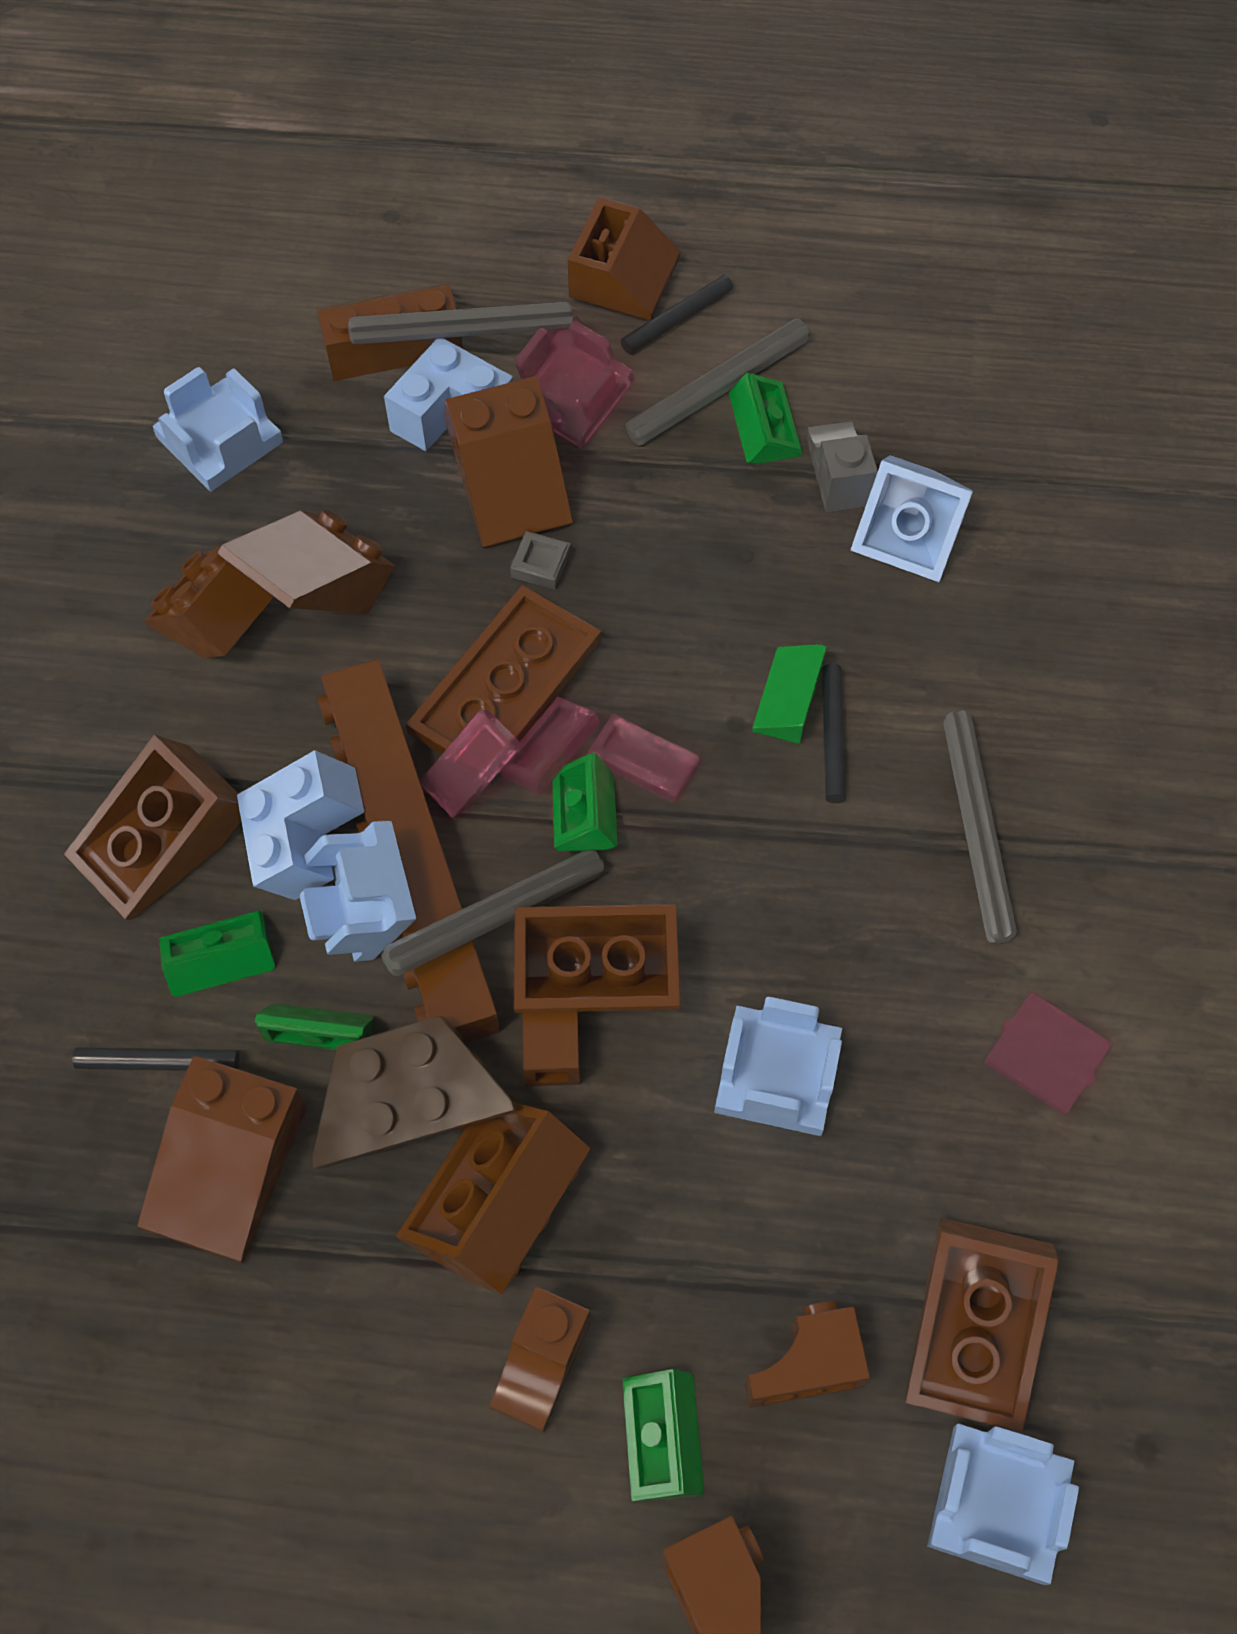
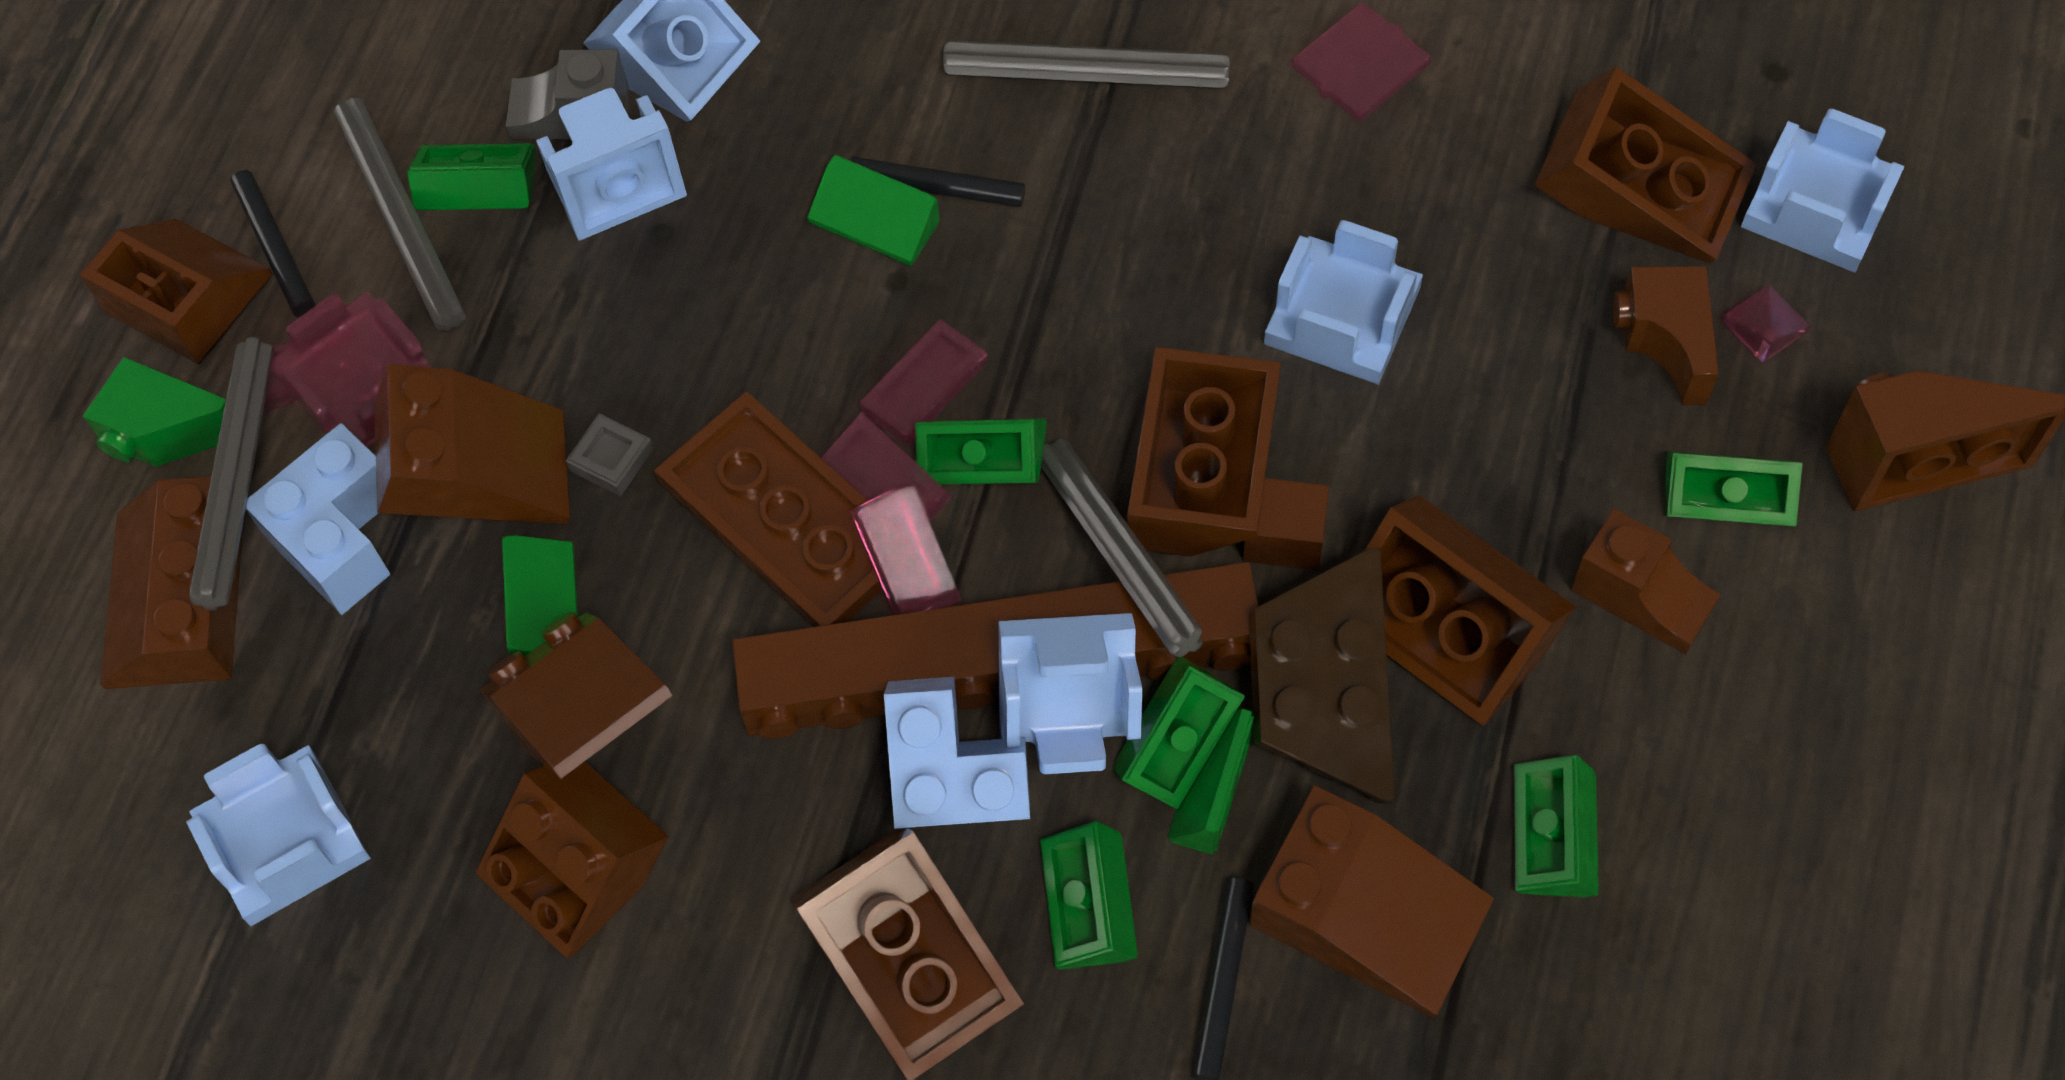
camera: 75 degrees left, 0 degrees up
(308, 1309) = (1556, 828): none -> green slope
(348, 988) = (1178, 732): none -> green slope
(416, 536) = (536, 588): none -> green slope
(515, 272) = (153, 416): none -> green slope
(765, 493) = (614, 163): none -> light blue panel
(846, 1457) = (1765, 323): none -> clear pink slope

